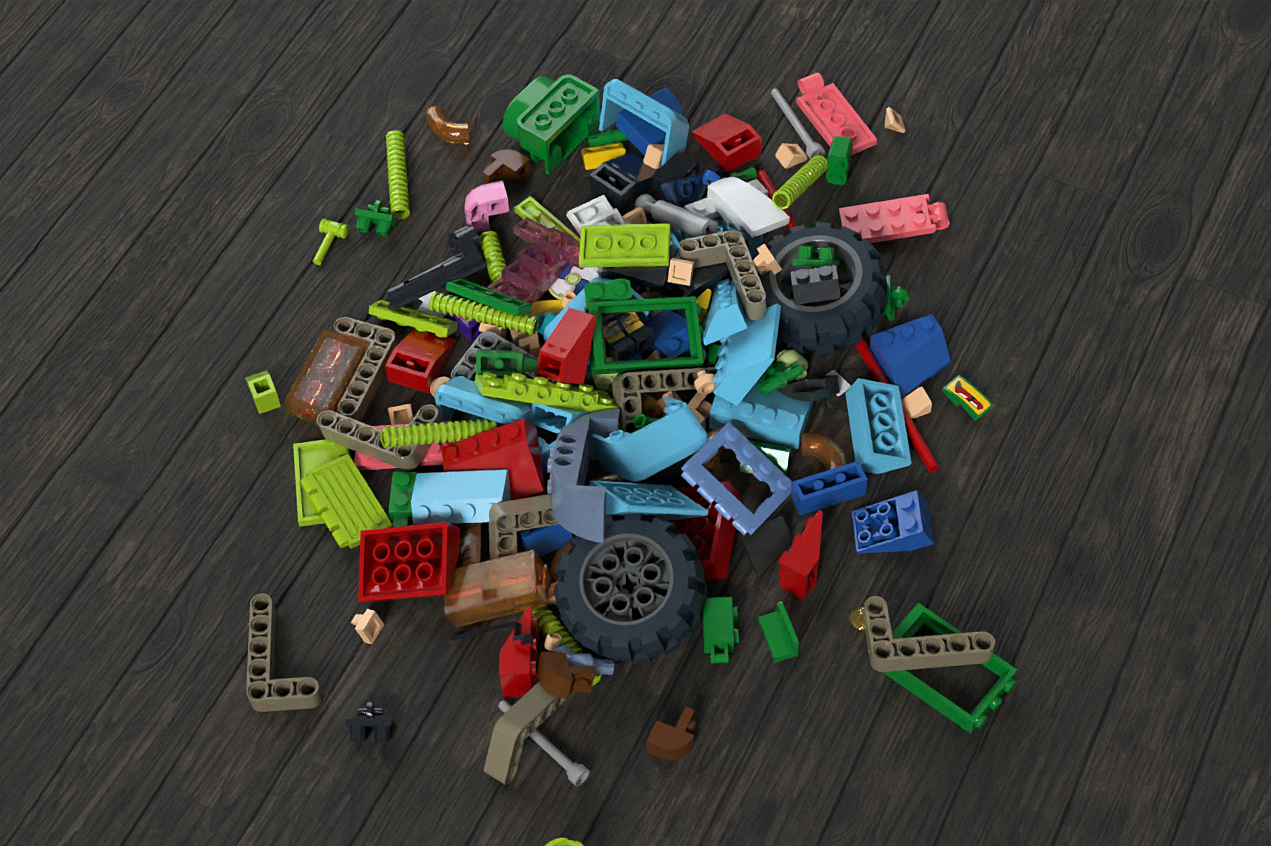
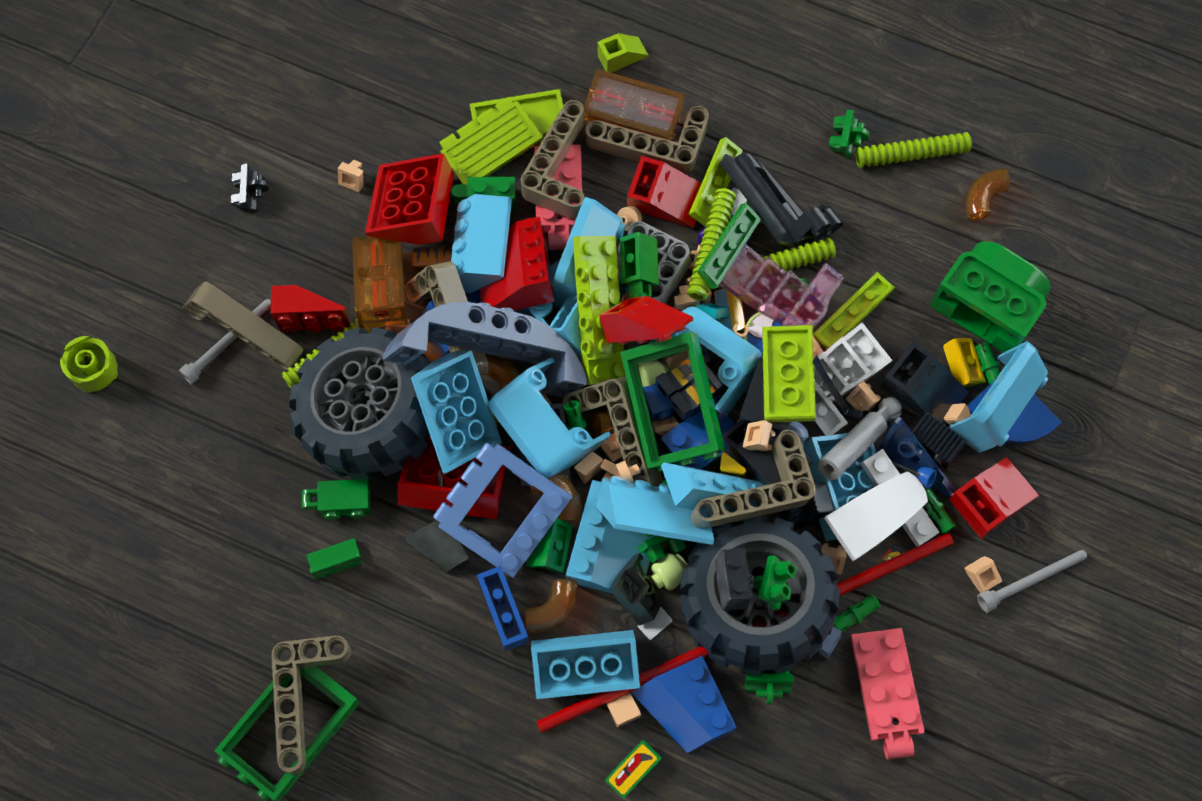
camera: 85 degrees right, 15 degrees up
(265, 662) = (316, 96): dark tan beam -> none
(331, 230) = (833, 95): lime piece -> none
(400, 414) = (598, 184): light nougat slope -> none
(434, 432) = (544, 204): lime piece -> none
(484, 202) = (869, 238): bright pink brick -> none
(507, 164) = (935, 258): reddish brown brick -> none
(525, 639) = (303, 298): black piece -> none
(560, 678) = (268, 341): reddish brown brick -> none
(601, 666) = (294, 359): sand blue arm -> none
(612, 291) = (714, 356): green brick -> none
(670, 741) = (217, 456): reddish brown brick -> none
(765, 261) = (771, 527): light nougat tile -> none
(780, 378) = (637, 554): green pin -> none
(800, 182) = (921, 576): lime piece -> none
(800, 564) = (411, 582): red slope -> none
(832, 113) = (1044, 624): coral hinge -> none
(839, 160) = (964, 625): green brick -> none
(856, 618) = (351, 639): clear yellow plate -> none
(893, 525) = (461, 679): blue slope -> none
(894, 121) = (1047, 698): light nougat slope -> none

